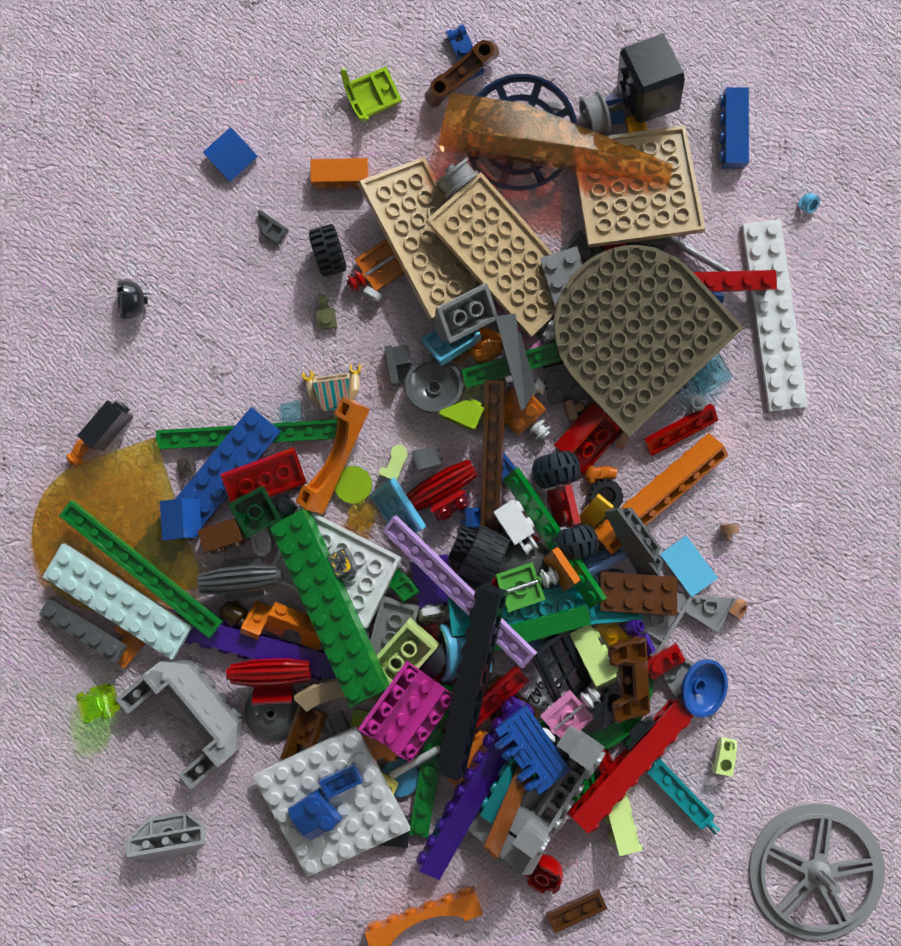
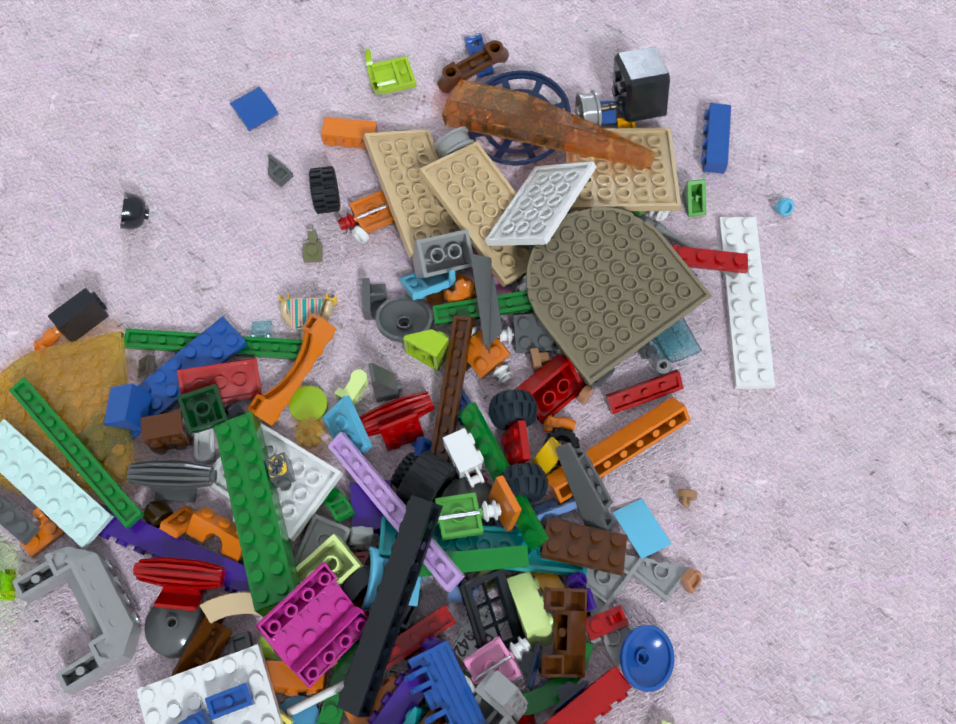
camera: 10 degrees right, 20 degrees down
(560, 246) = (540, 204): none -> white plate
(716, 206) = (695, 197): none -> bright green slope

